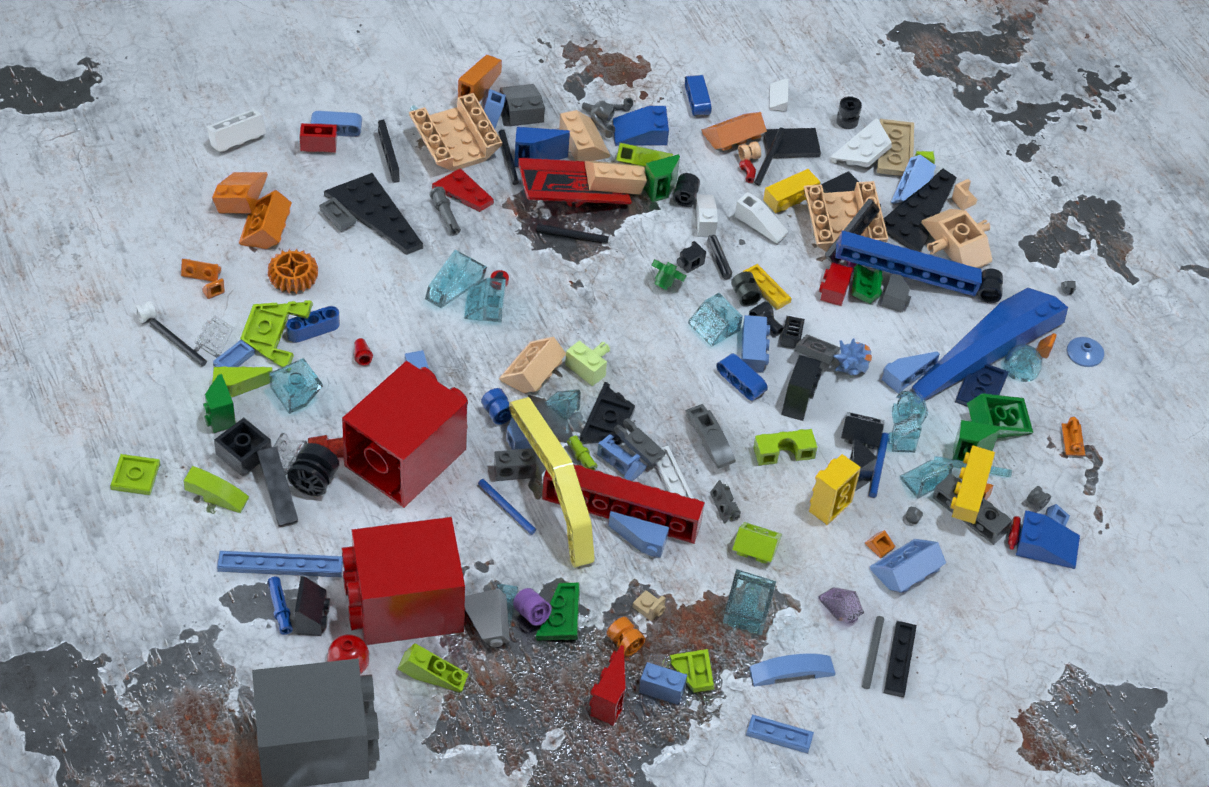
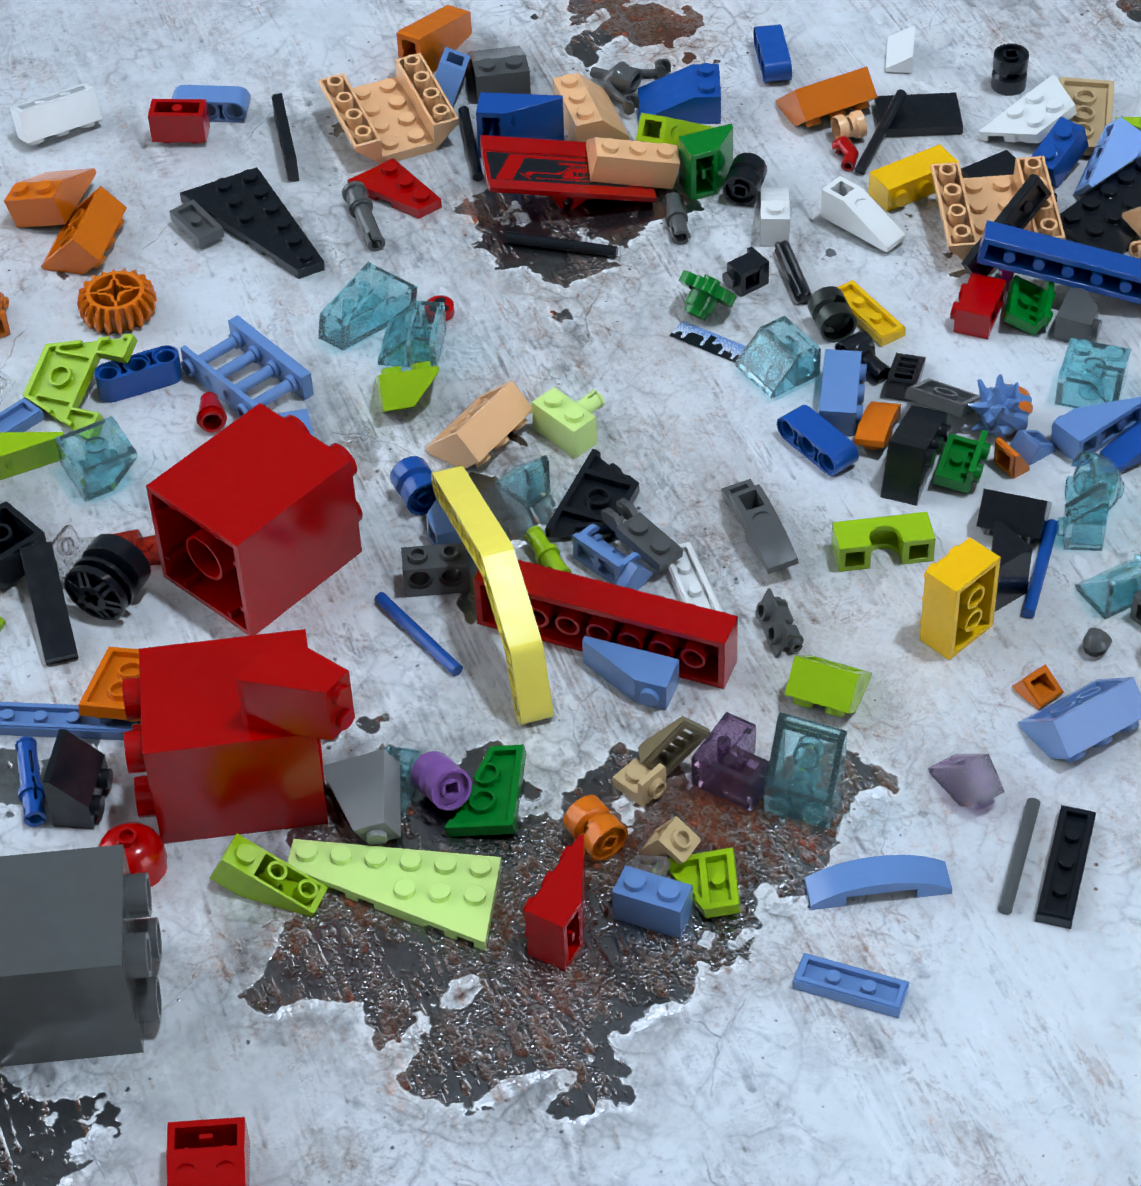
camera: 10 degrees right, 5 degrees down
(328, 539) = (104, 693): none -> orange plate
(389, 309) = (256, 349): none -> medium blue fence
(455, 562) = (295, 692): none -> red slope
(484, 337) = (404, 388): none -> lime slope
(521, 672) = (415, 885): none -> yellowish green wing
(644, 216) = (676, 218): none -> dark grey pin
(668, 584) = (652, 752): none -> dark tan slope
(670, 305) = (708, 341): none -> sticker
(672, 644) = (672, 839): none -> tan bracket
(701, 596) = (728, 764): none -> clear purple brick
(777, 366) = (877, 424): none -> orange slope
(829, 393) = (960, 462): none -> green bracket
(858, 391) = (1009, 459): none -> orange slope
(870, 381) = (1032, 445): none -> medium blue slope
(883, 174) = (1062, 149): none -> blue brick
(906, 334) = (1091, 374): none -> clear light blue slope

